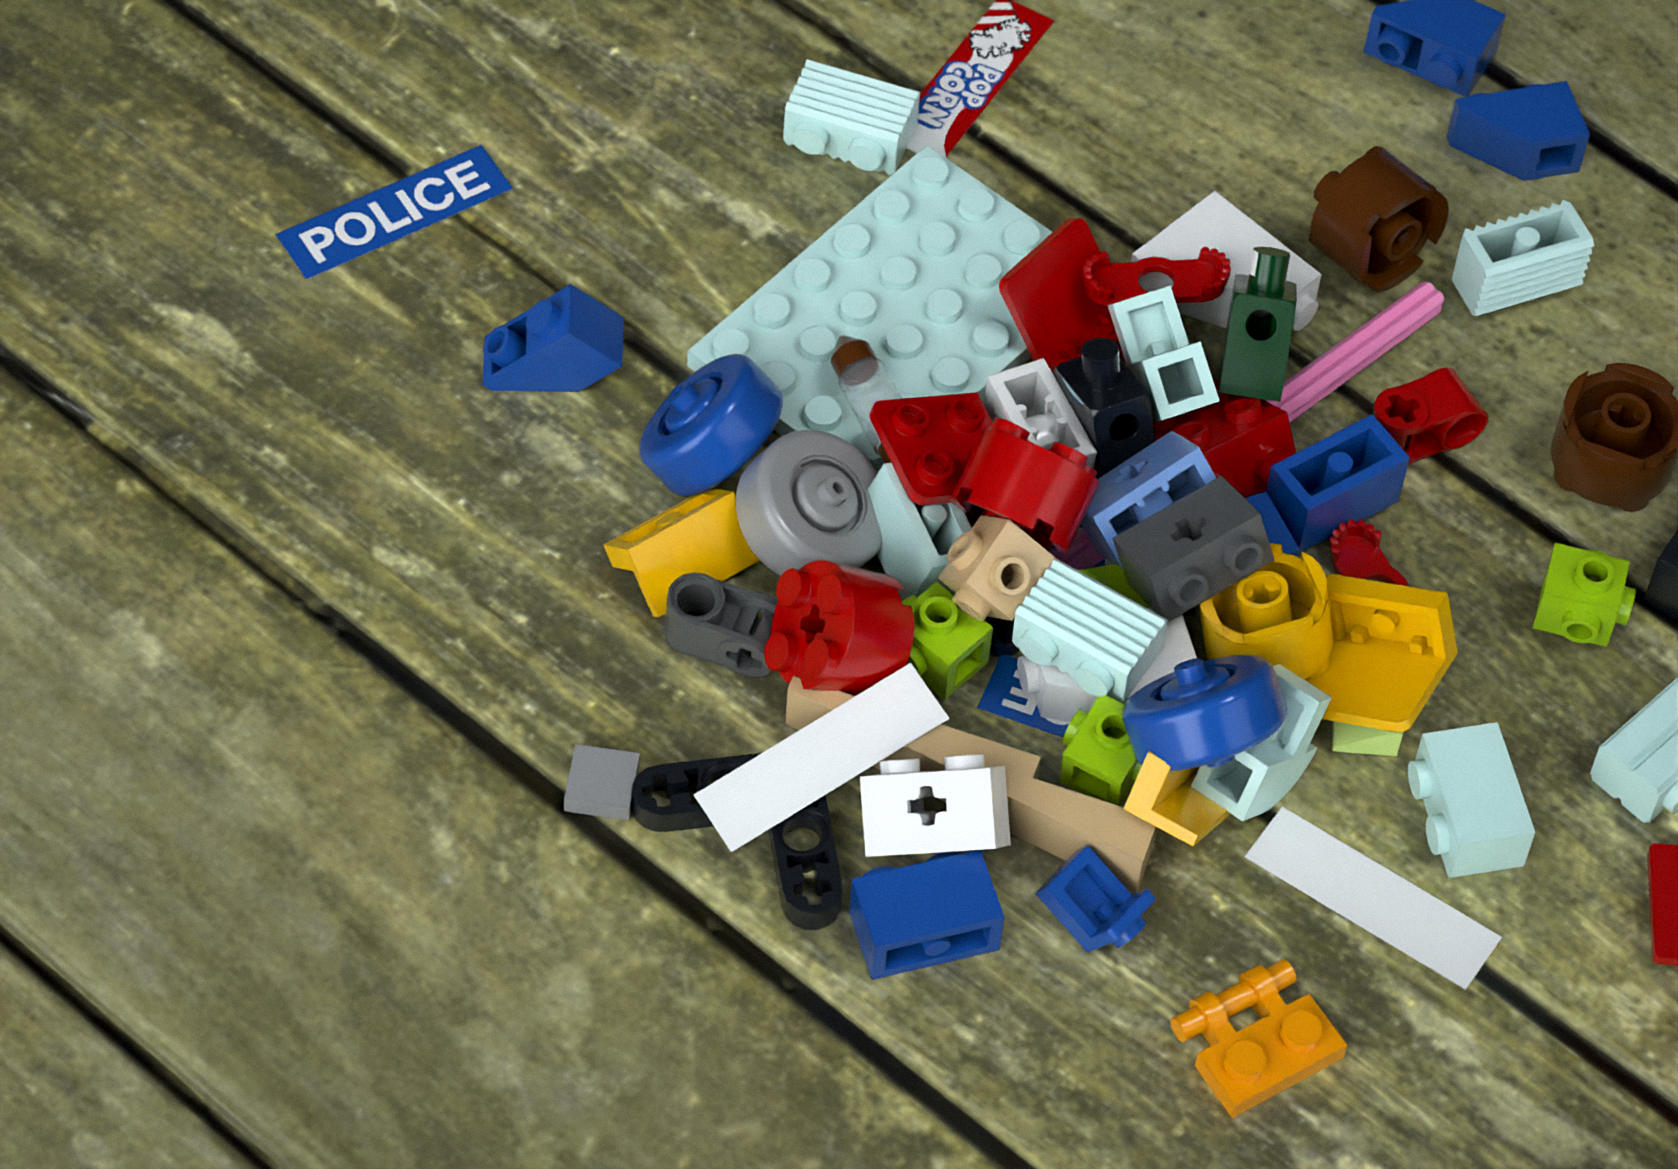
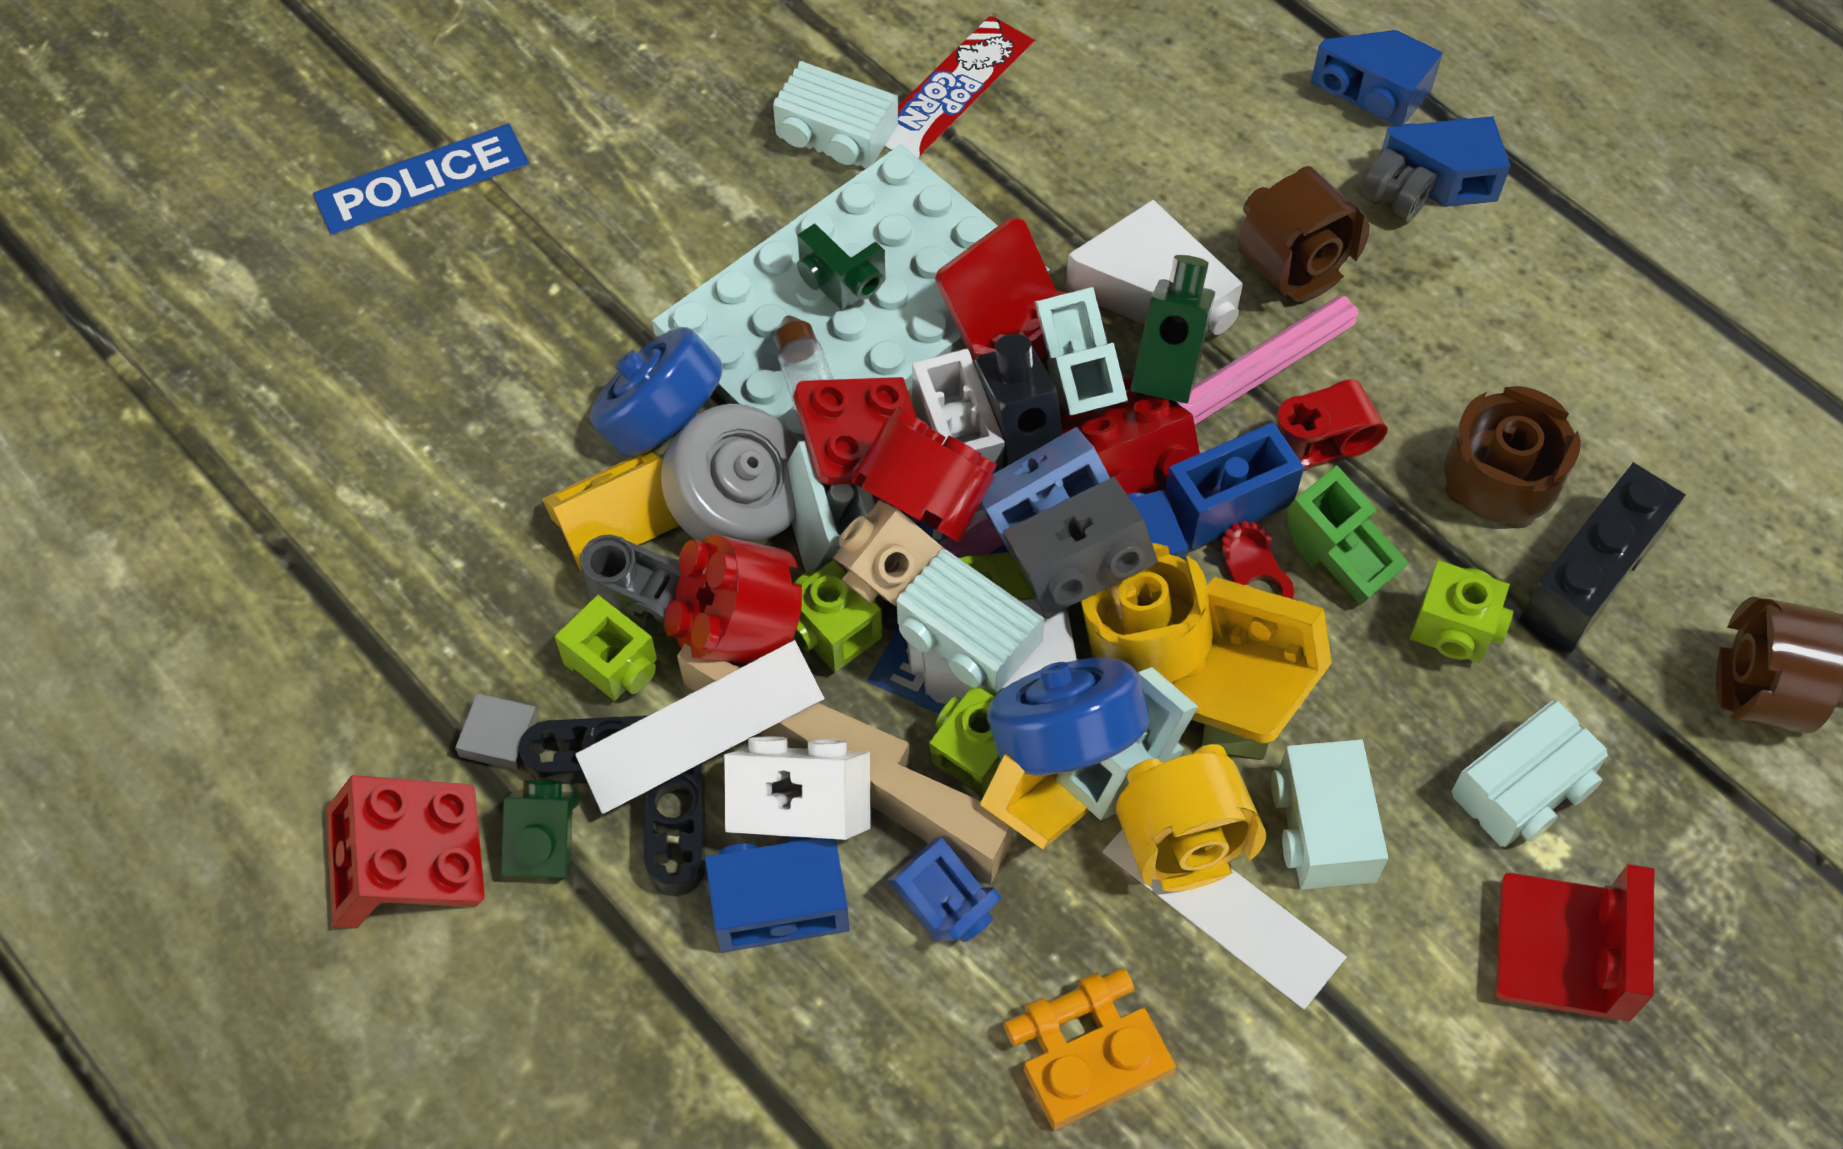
camera: 10 degrees right, 5 degrees up
(523, 892) = (402, 846): none -> red bracket
(554, 345) = (531, 308): blue slope -> none
(668, 873) = (538, 830): none -> dark green bracket
(707, 690) = (603, 634): none -> lime brick
(887, 287) = (834, 272): none -> dark green bracket
(1193, 279) = (1120, 281): red piece -> none
(1333, 810) = (1188, 819): none -> yellow brick
(1444, 520) = (1334, 528): none -> bright green brick
(1472, 160) = (1398, 185): none -> dark grey wheel
(1522, 258) = (1435, 279): light aqua brick -> none

